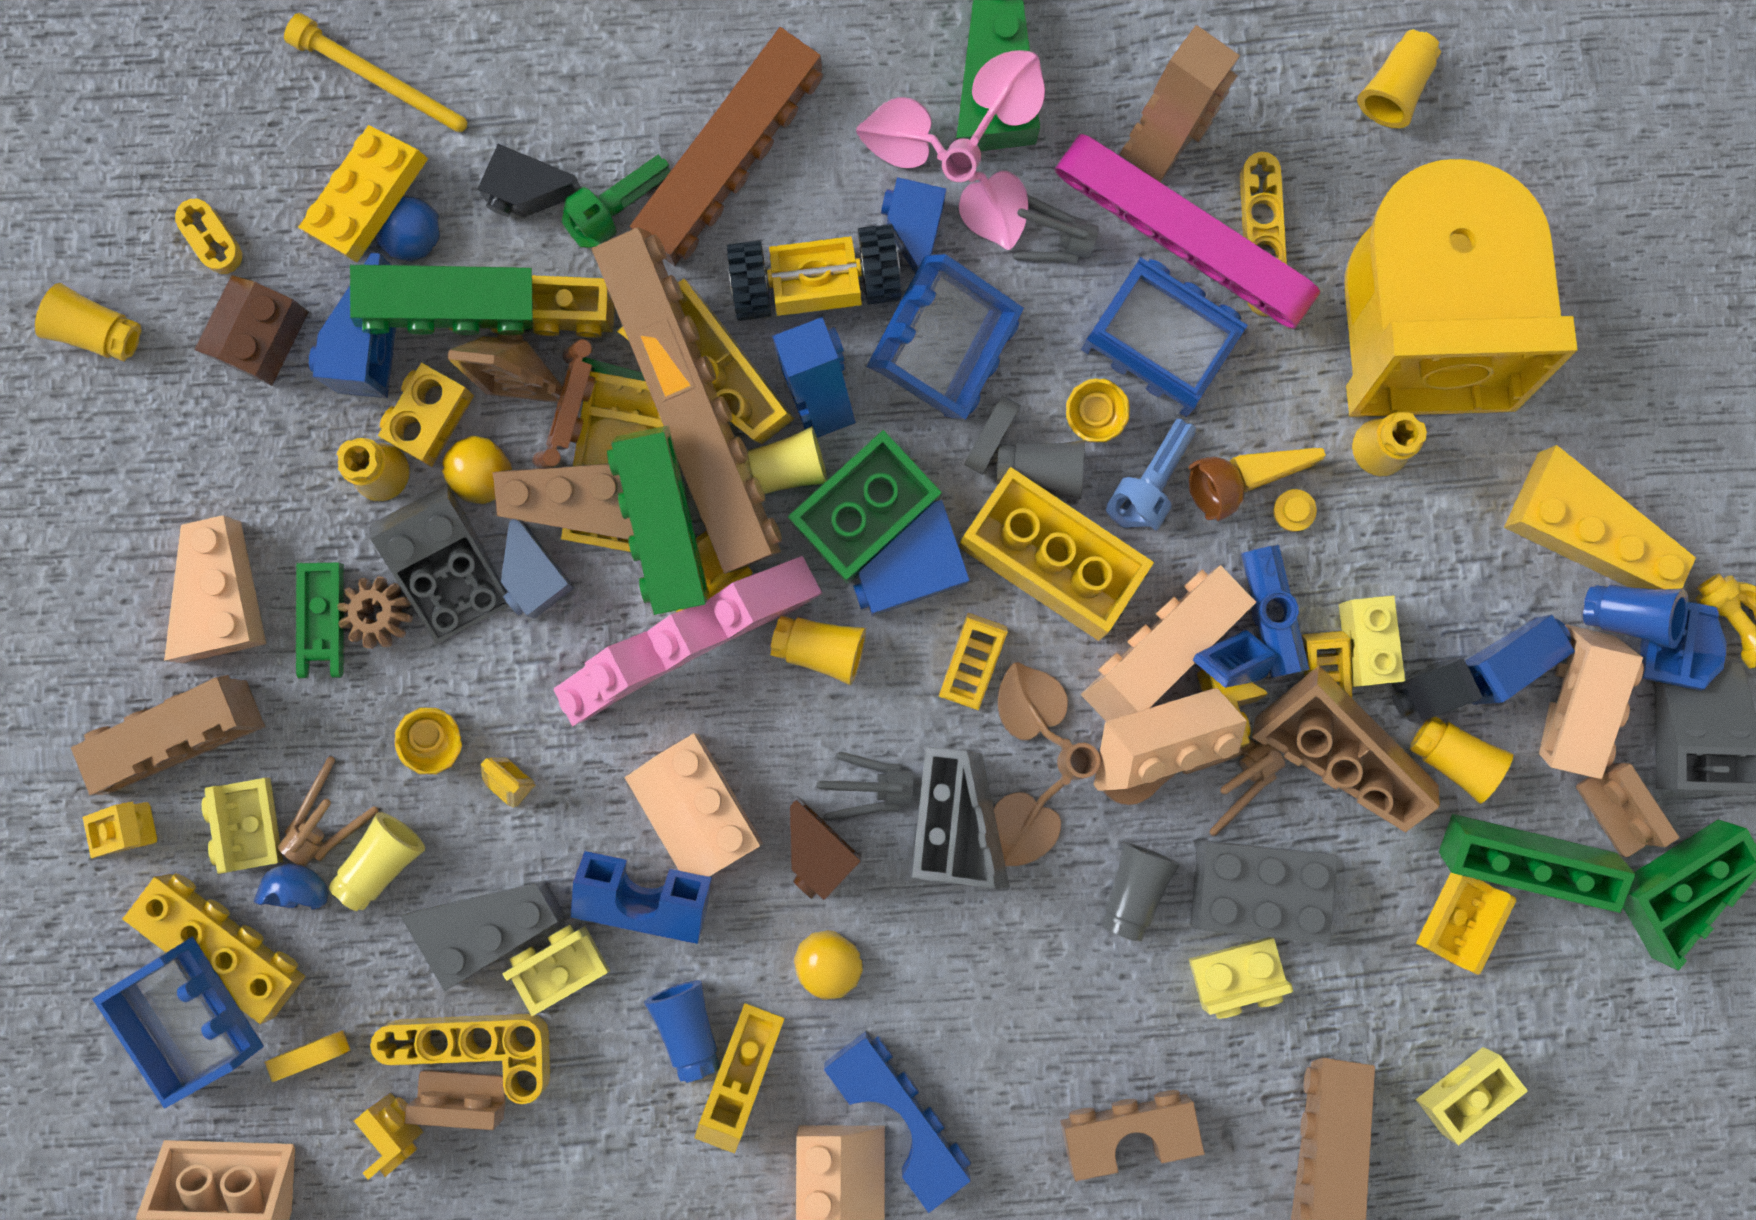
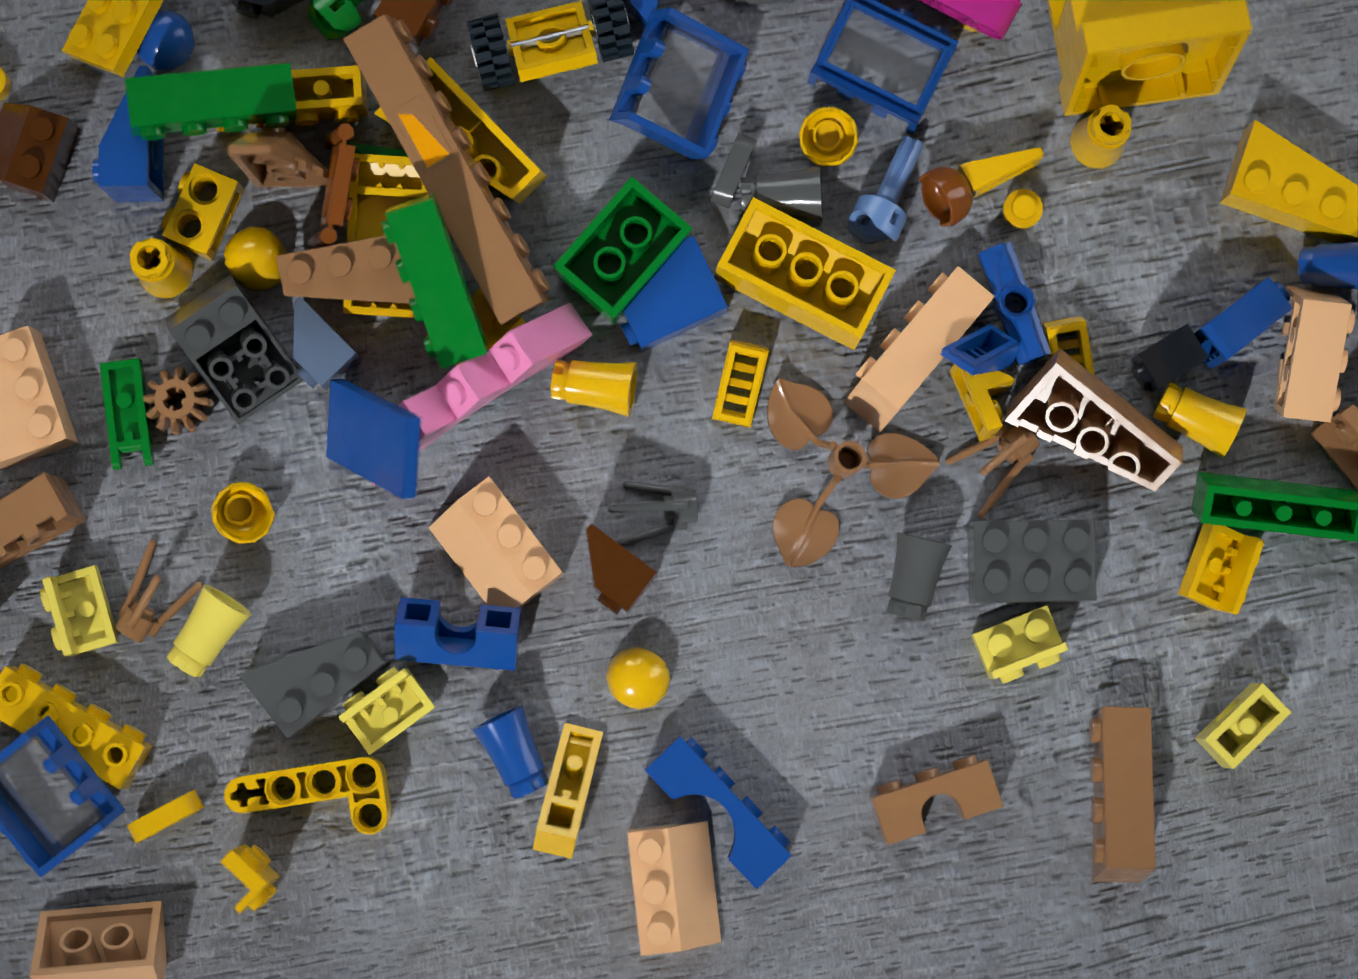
camera: 10 degrees left, 0 degrees up
(292, 886) = (130, 660): blue hair -> none
(457, 1100) = (310, 838): medium nougat bracket -> none
(506, 780) = (318, 542): yellow slope -> none
(574, 681) = (373, 438): none -> blue tile
(788, 463) = (547, 217): light yellow plant -> none
(813, 372) = (561, 132): blue wedge -> none
(957, 823) = (741, 530): dark grey wedge -> none
(1168, 740) = (926, 429): light nougat slope -> none
(1374, 640) = (1107, 320): light yellow brick -> none

